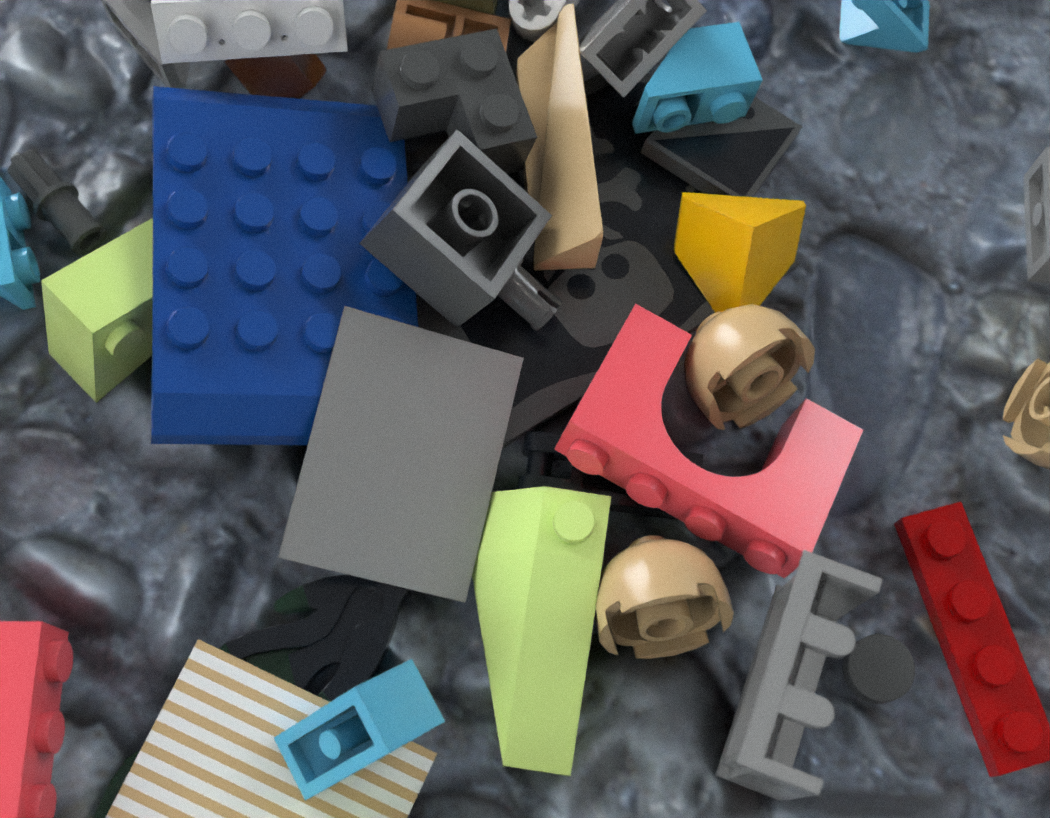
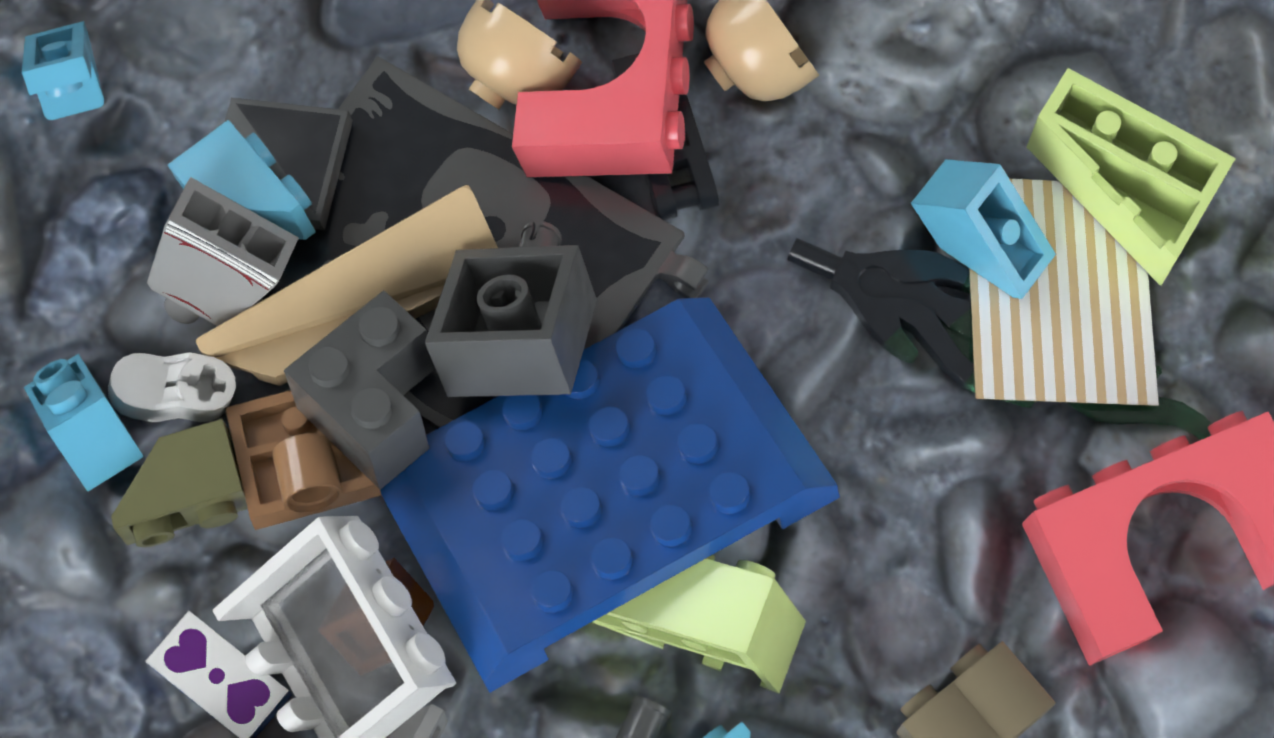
camera: 110 degrees left, 0 degrees up
(402, 456) = (736, 293): light grey sticker -> none
(536, 617) = (801, 143): yellowish green wedge -> none
(737, 245) = (398, 105): yellow slope -> none

